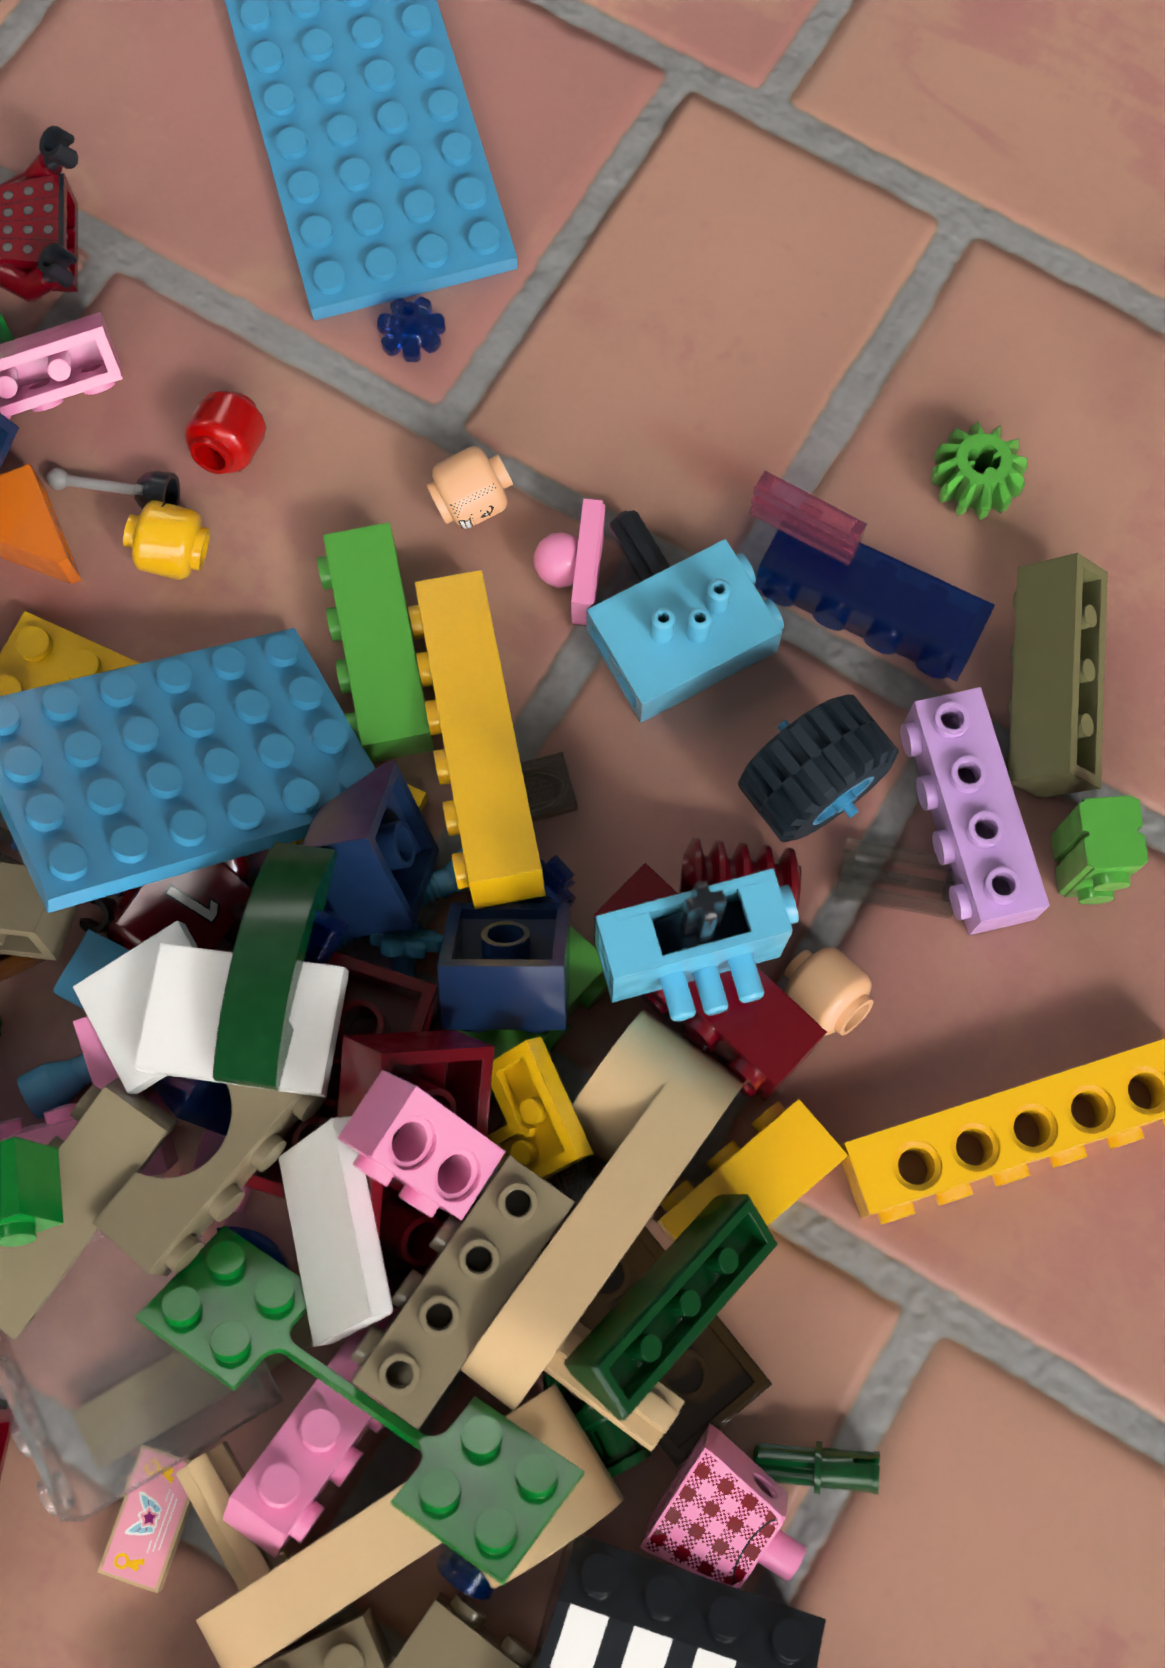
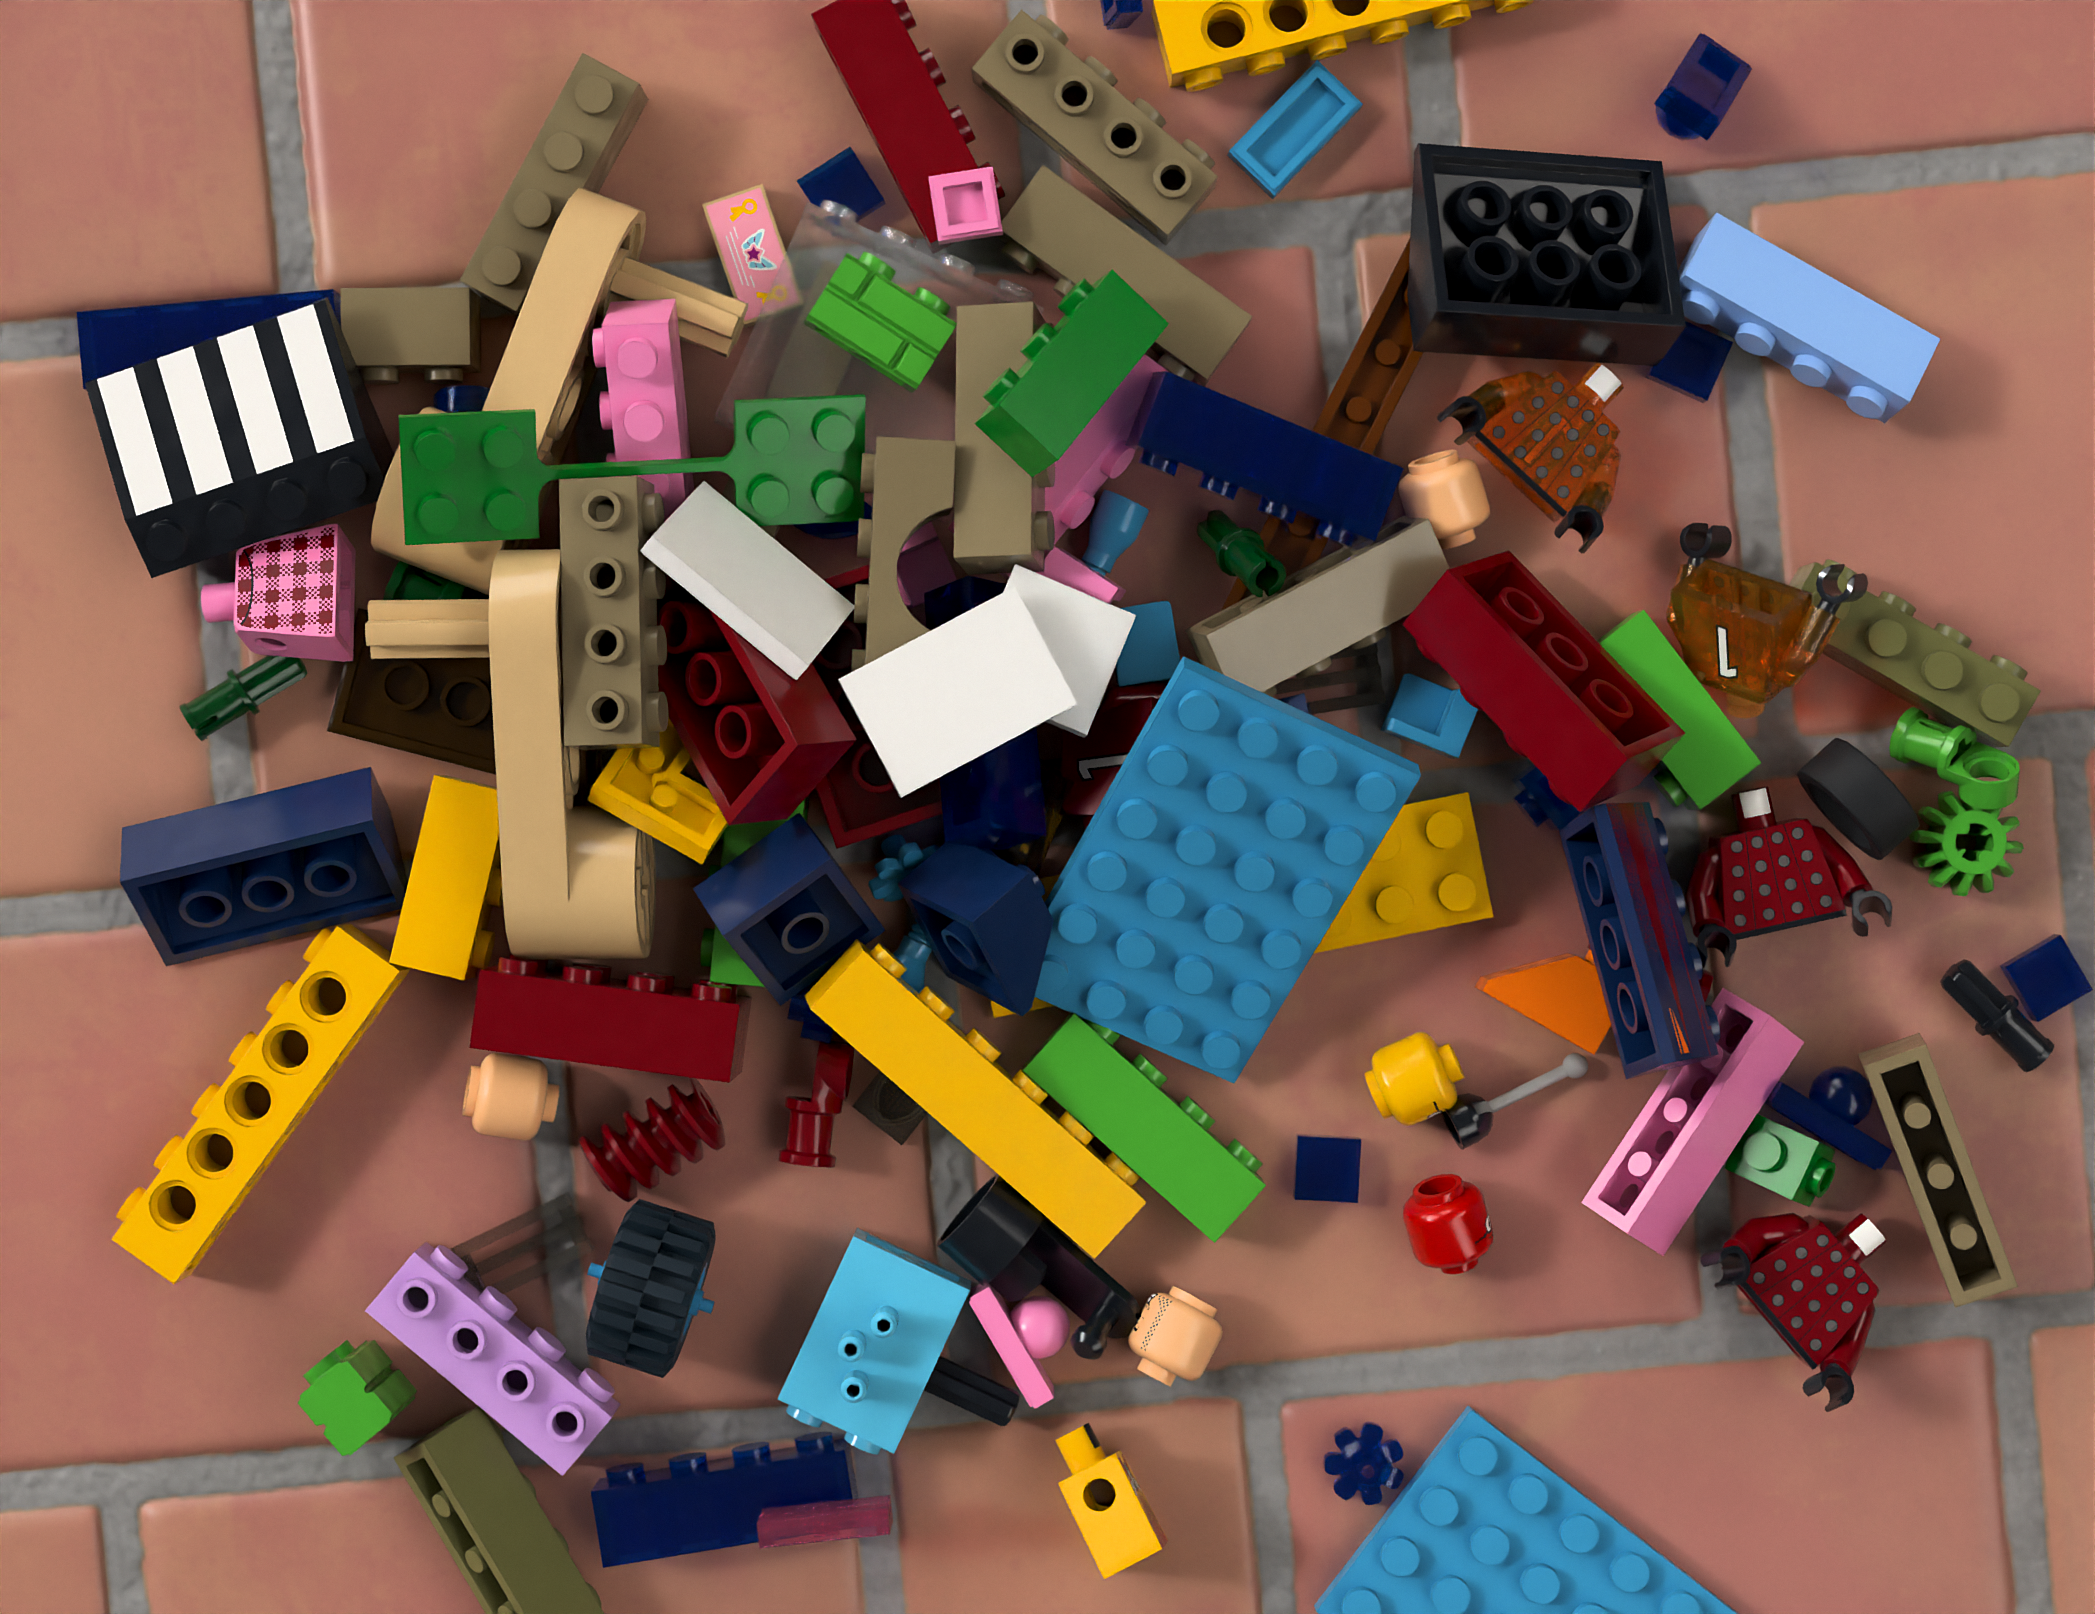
camera: 140 degrees right, 15 degrees up
(34, 1527) = (843, 182): none -> clear blue tile
(84, 1376) = (881, 320): none -> bright green brick
(268, 963) = (965, 758): dark green slope -> none
(279, 530) = (1327, 1168): none -> clear blue tile
(425, 1140) = (716, 694): bright pink brick -> none
(534, 621) = (1016, 1249): none -> black piece
(601, 404) = (1114, 1532): none -> yellow torso
(610, 817) = (814, 1116): none -> dark red connector
(671, 1304) = (438, 730): dark green slope -> none
(697, 939) = (620, 1036): medium azure piece -> none
(898, 1311) = (264, 866): none -> dark blue slope

